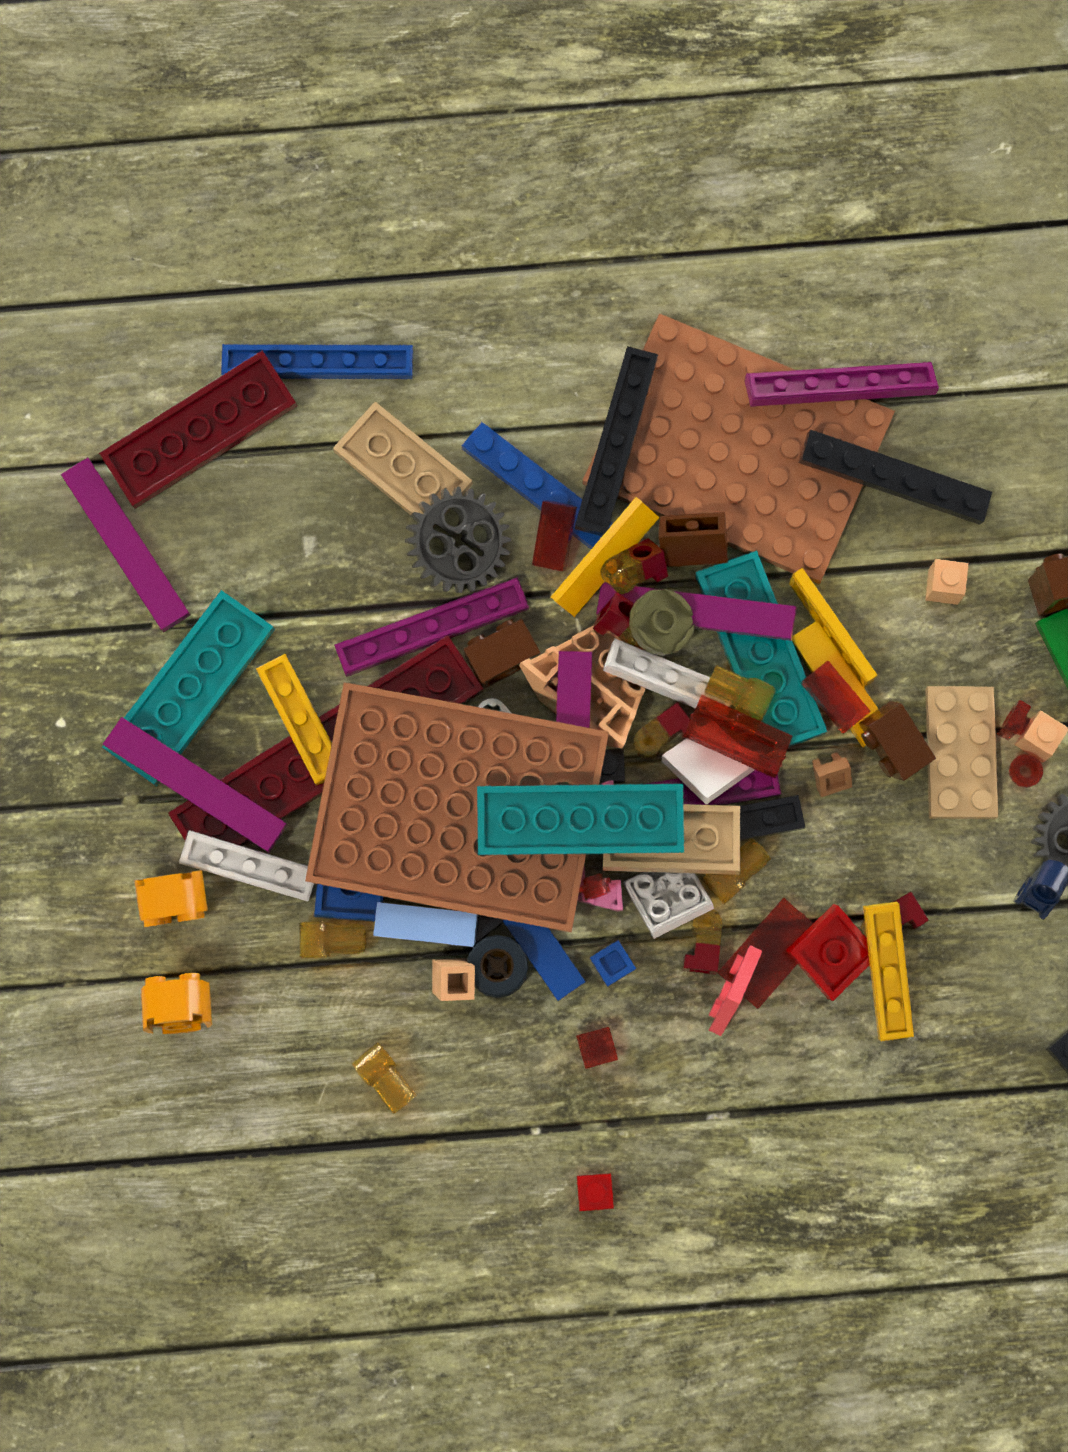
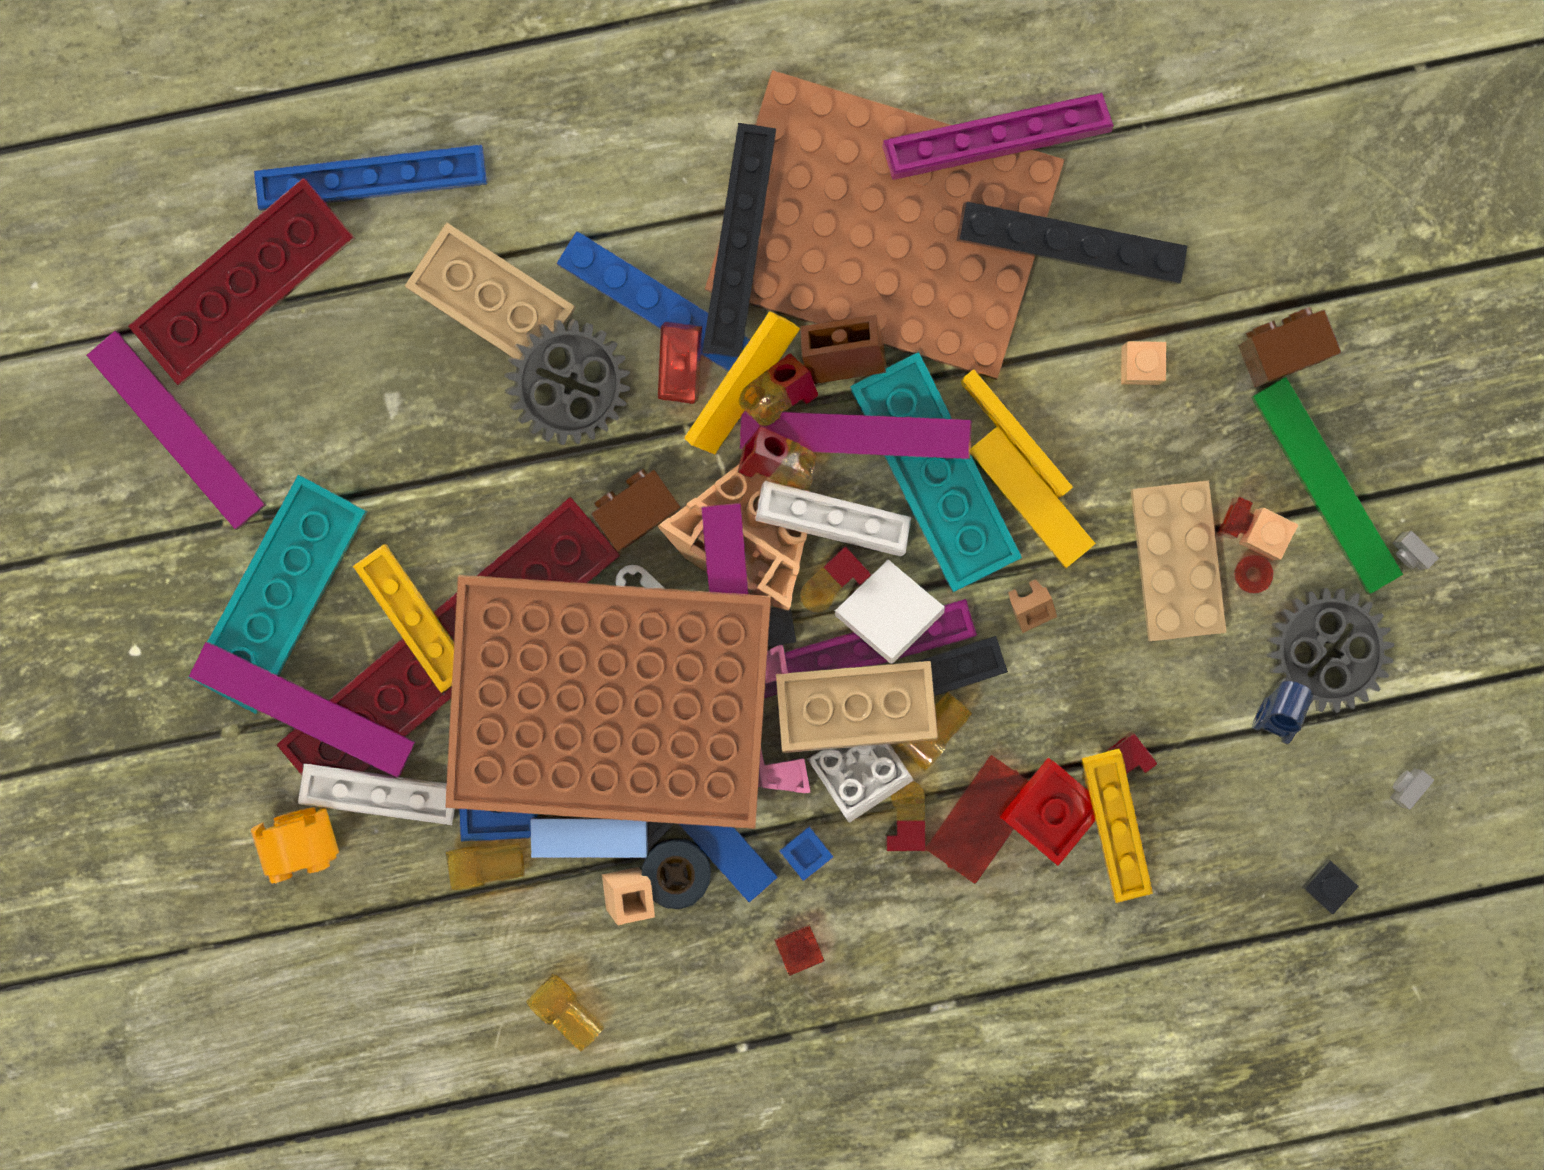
camera: 10 degrees left, 10 degrees up
(176, 1004) = (319, 963): light orange brick -> none
(431, 626) = (550, 486): magenta tile -> none
(580, 819) = (750, 704): teal plate -> none
(595, 886) = (776, 773): clear red plate -> none
(595, 1192) = (815, 1107): red plate -> none
(661, 622) = (816, 456): olive tile -> none
(732, 993) = (944, 876): coral plate -> none
(738, 736) = (919, 579): clear red piece -> none
(747, 695) = (925, 529): clear yellow piece -> none
(835, 697) = (1027, 518): clear red plate -> none
(896, 741) = (1102, 561): reddish brown brick -> none

